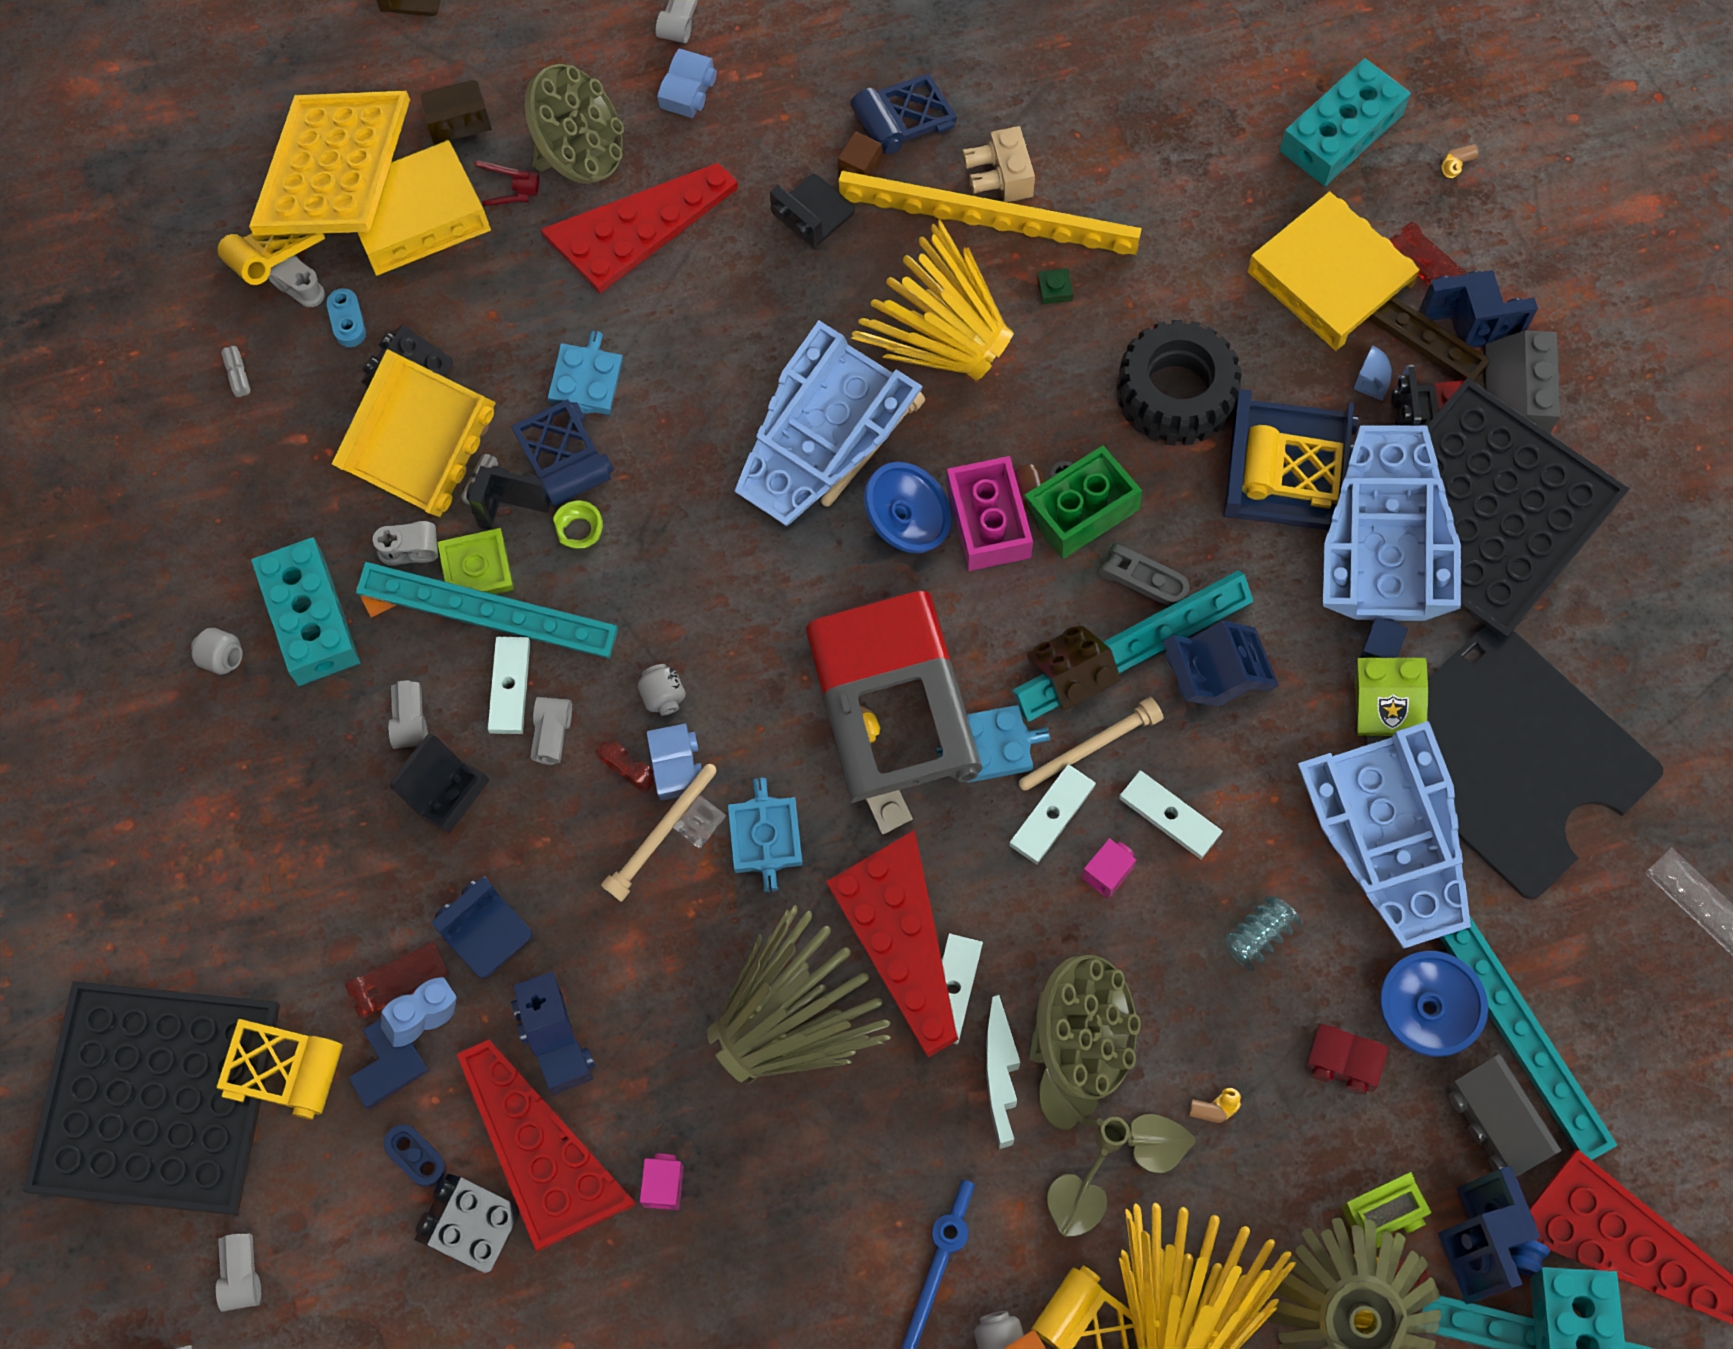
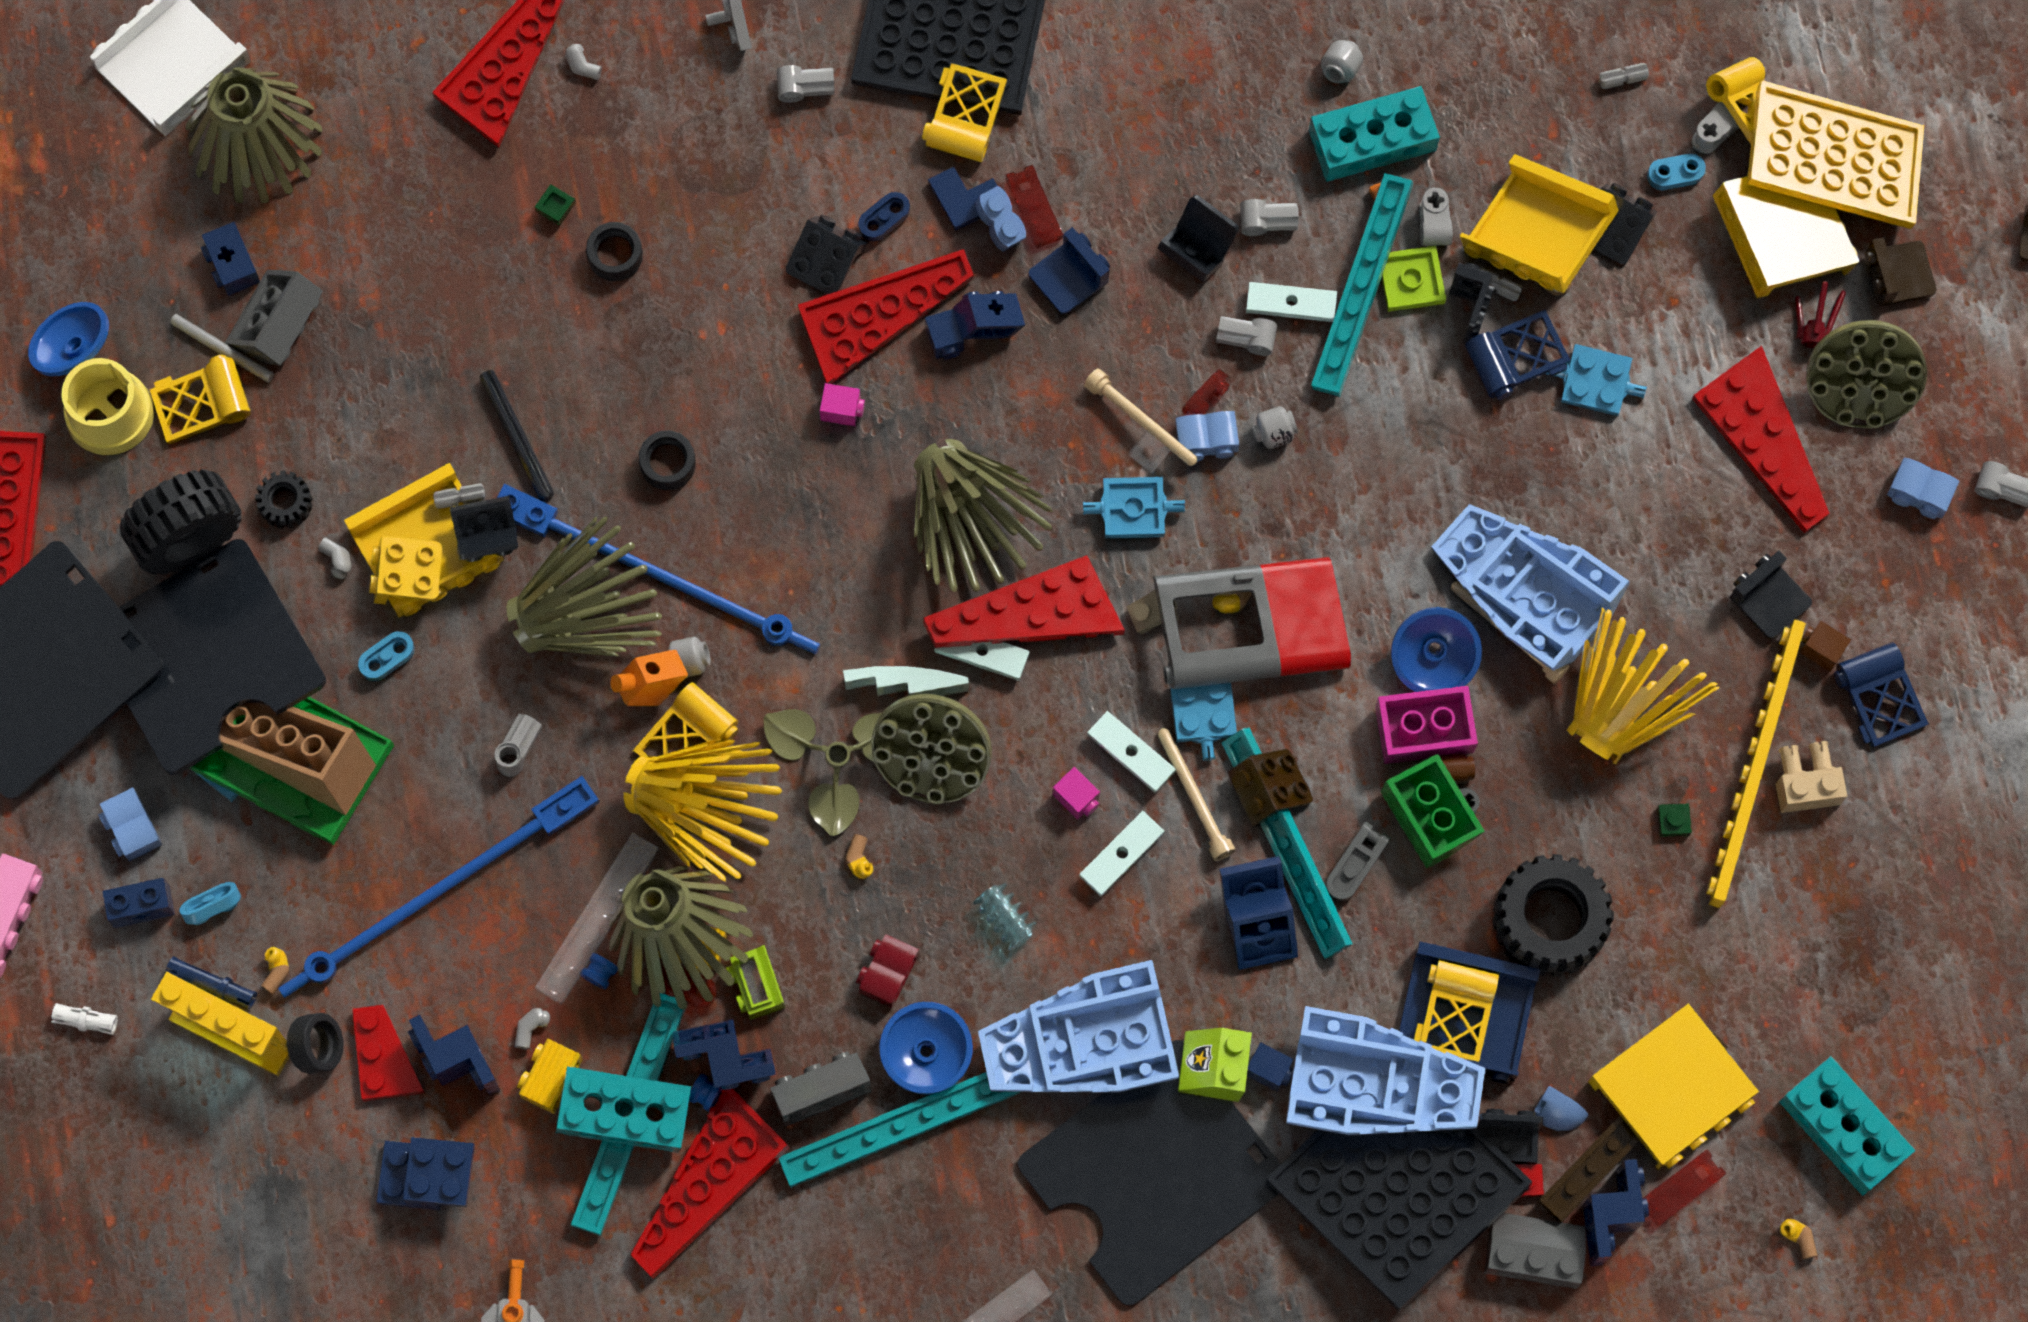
camera: 90 degrees right, 5 degrees up
(578, 510) = (1455, 356): lime piece -> none

